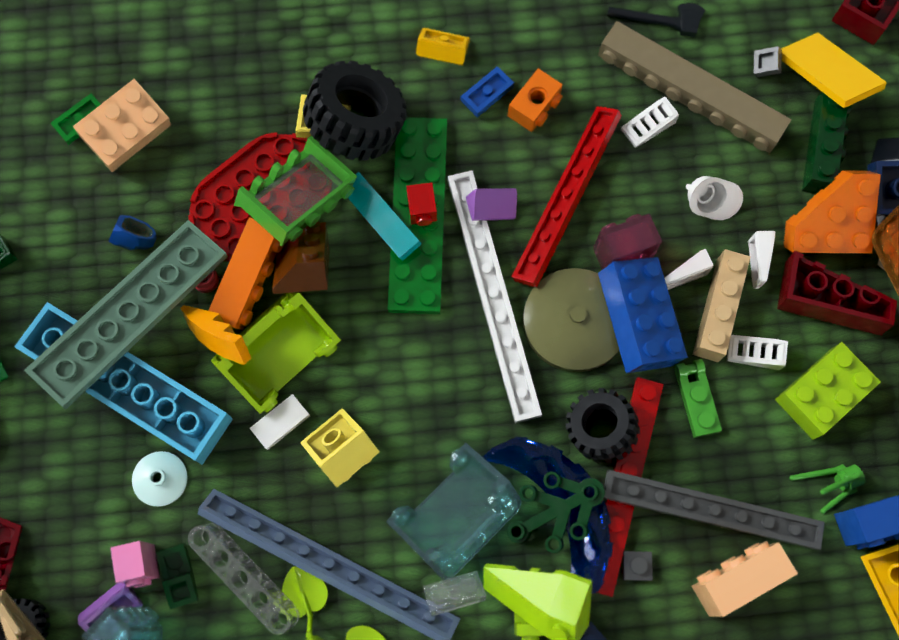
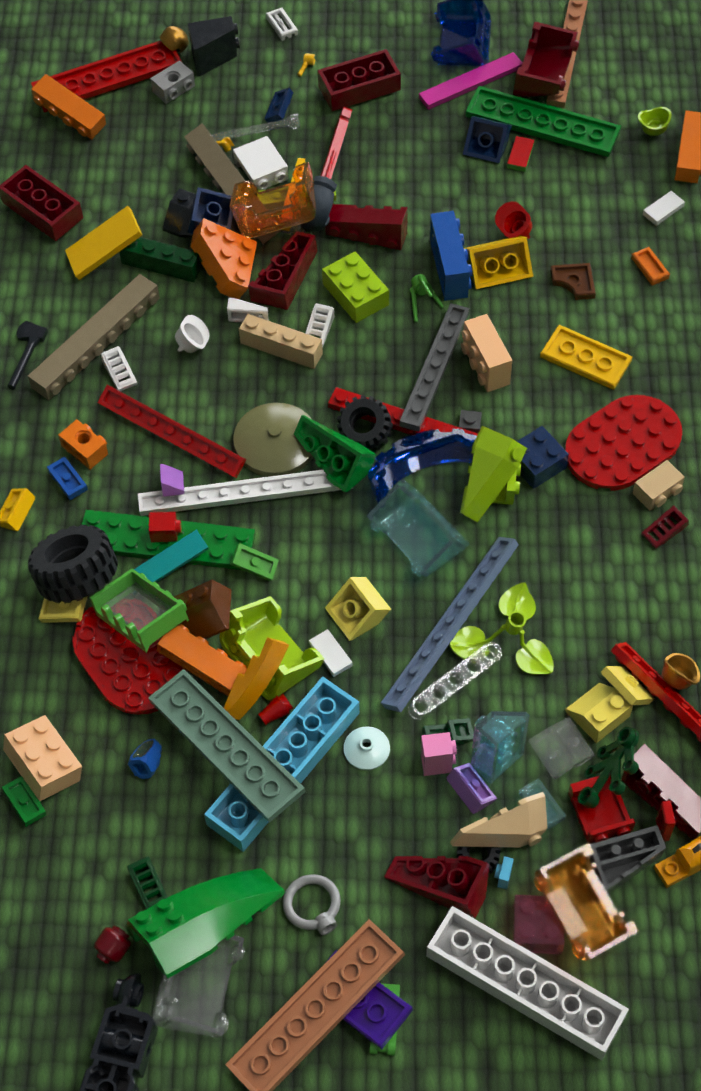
camera: 80 degrees left, 15 degrees down
(200, 369) = (275, 709): none -> red cone
(389, 315) = (254, 562): none -> bright green plate
(454, 593) = (480, 537): clear plate -> none
(548, 400) = (337, 455): none -> green wedge
(559, 509) = (425, 457): dark green plant -> none
(627, 241) = (222, 392): clear pink brick -> none
(642, 314) = (281, 389): blue brick -> none
(692, 269) = (247, 355): white slope -> none
(698, 399) = (349, 368): bright green plate -> none
(767, 61) = (84, 284): plate -> none

